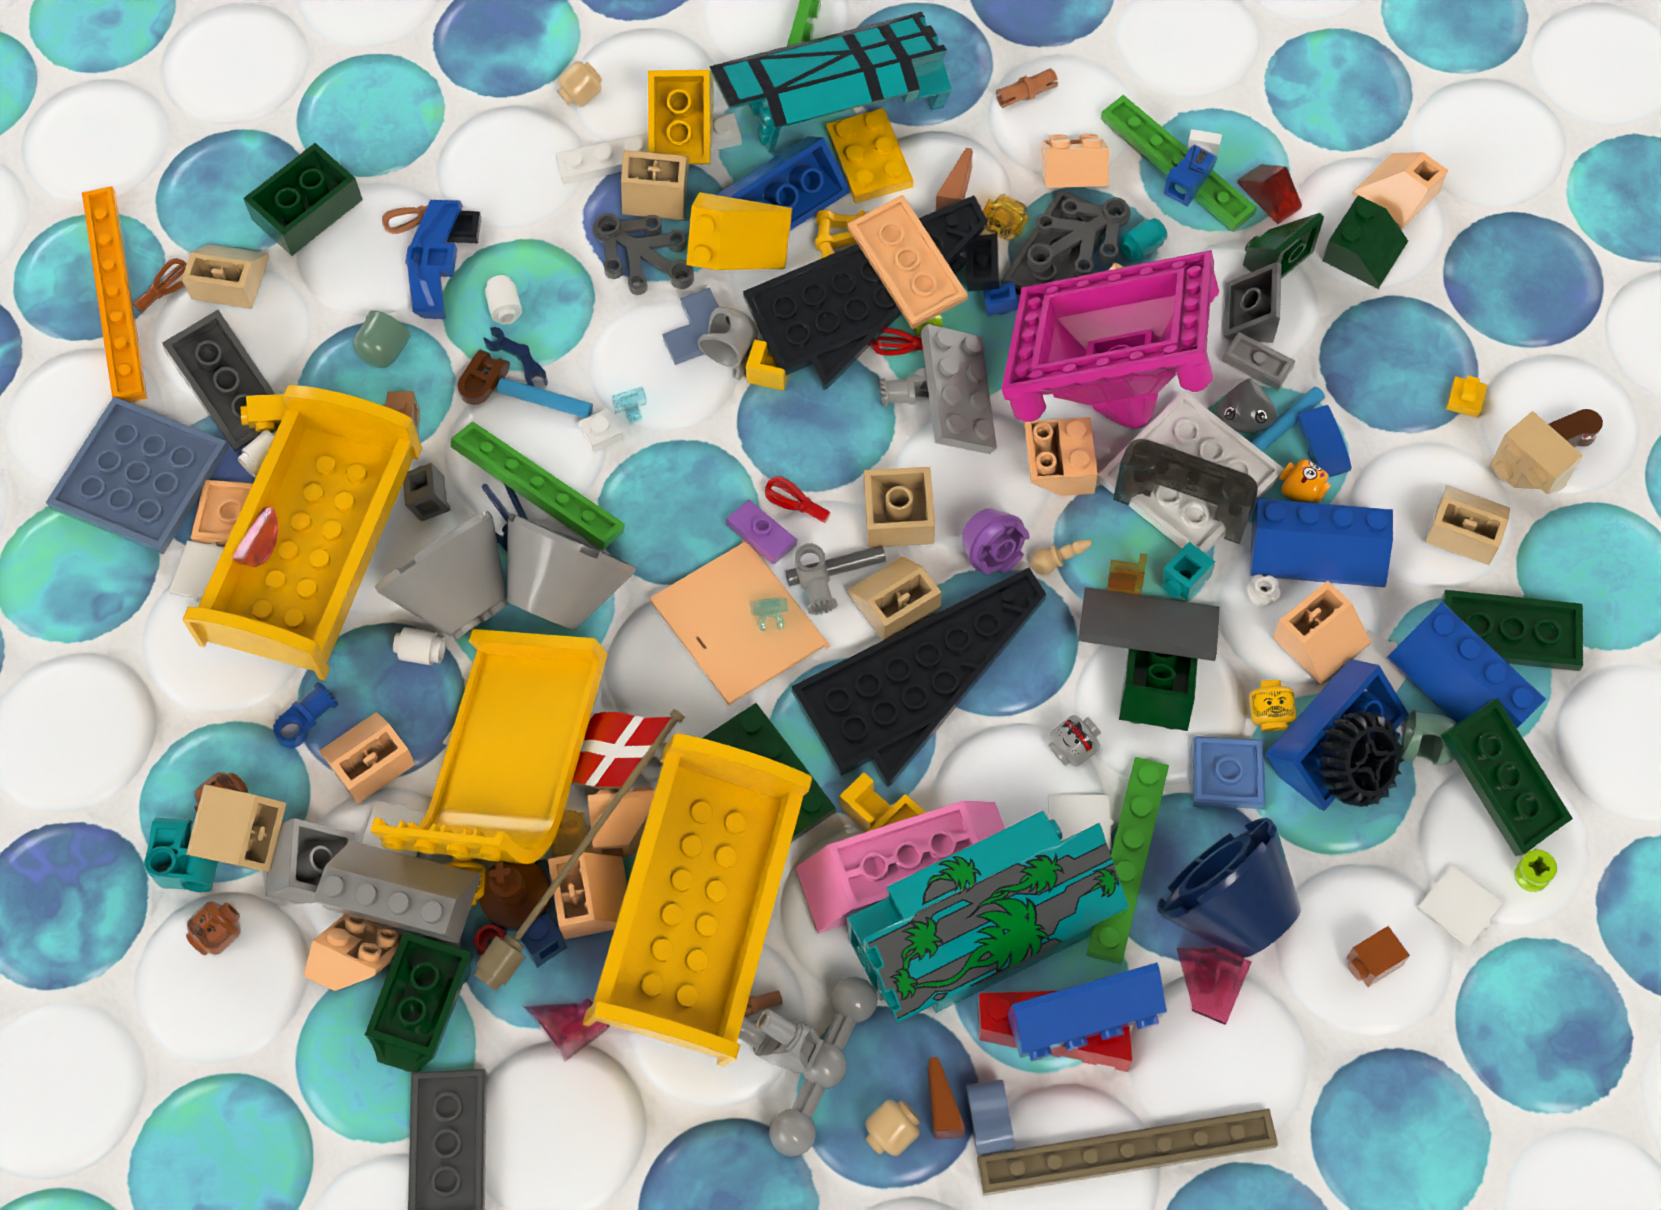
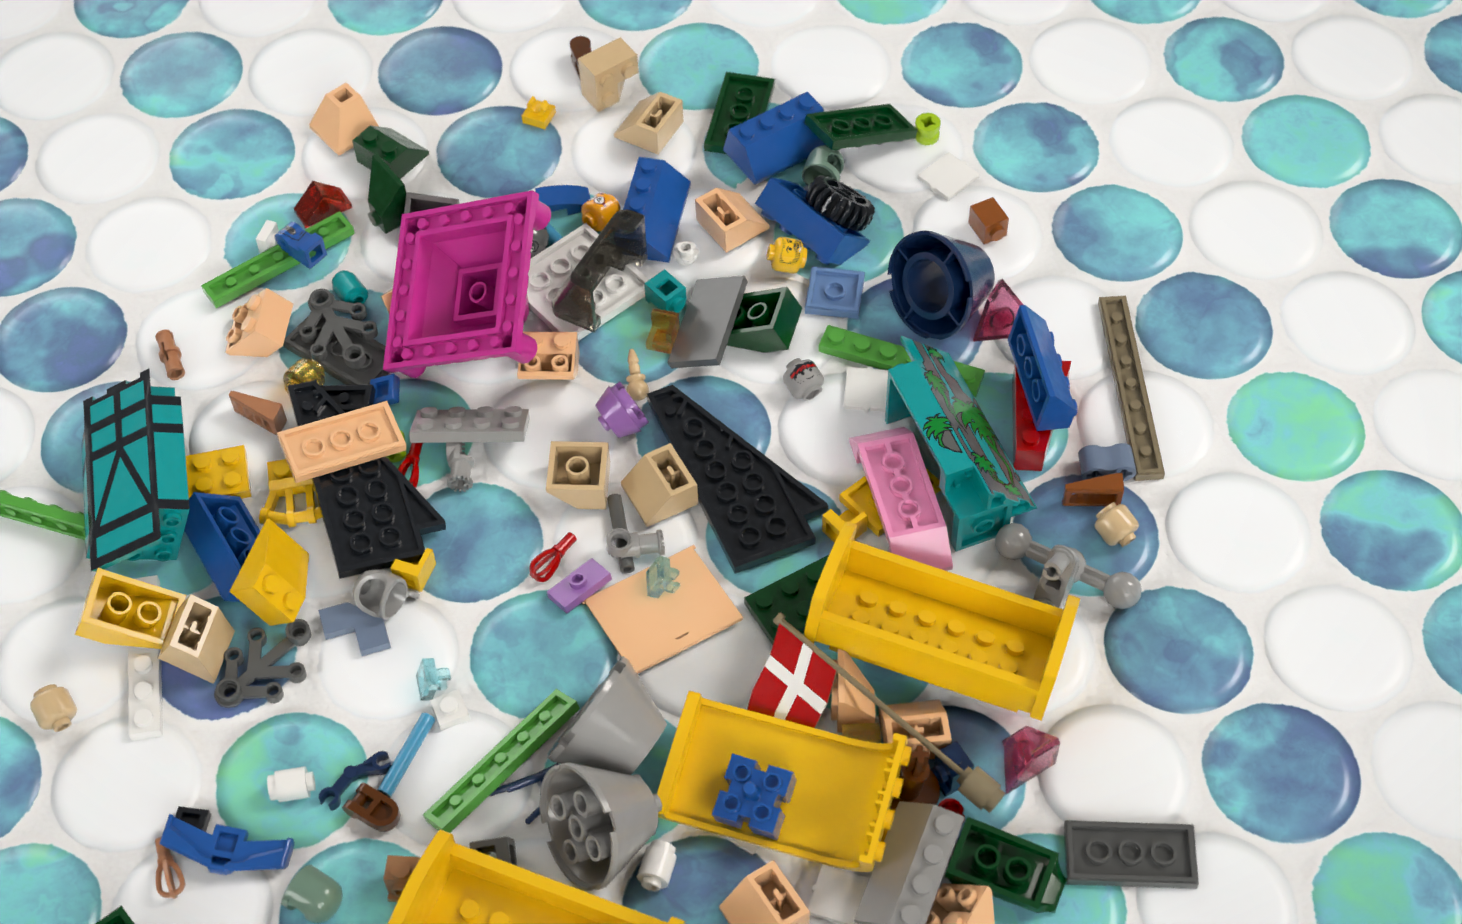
camera: 85 degrees left, 10 degrees down
(485, 726) = (754, 796): none -> blue brick

